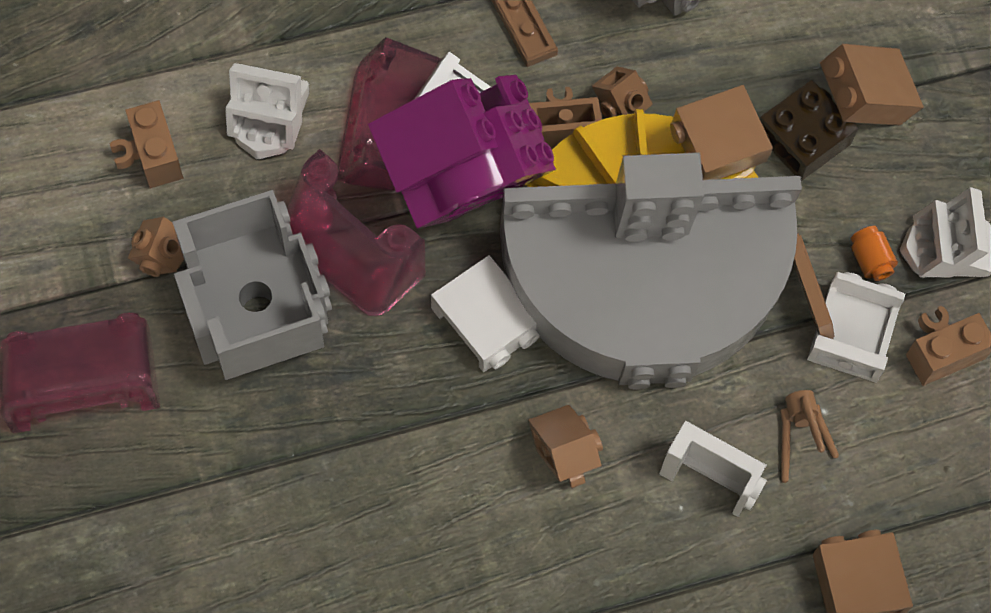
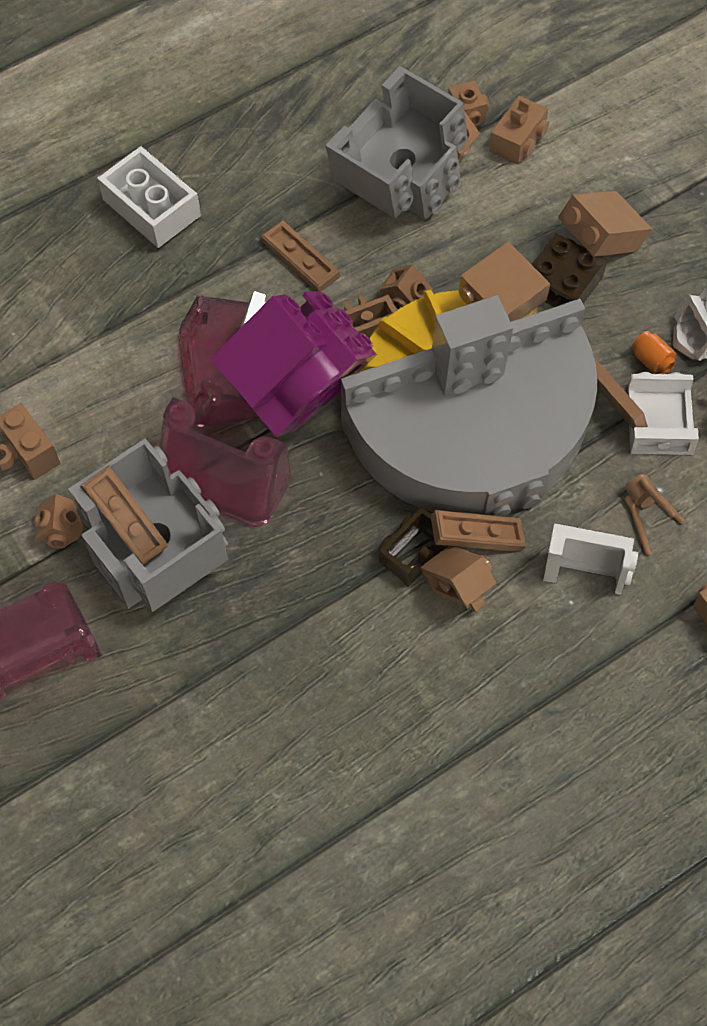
camera: 10 degrees left, 5 degrees down
(225, 267) = (125, 514): none -> medium nougat tile
(265, 109) = (112, 385): white piece -> none
(486, 313) = (354, 493): white panel -> none
(532, 372) = (394, 545): none -> dark brown window
(604, 398) = (477, 531): none -> medium nougat tile

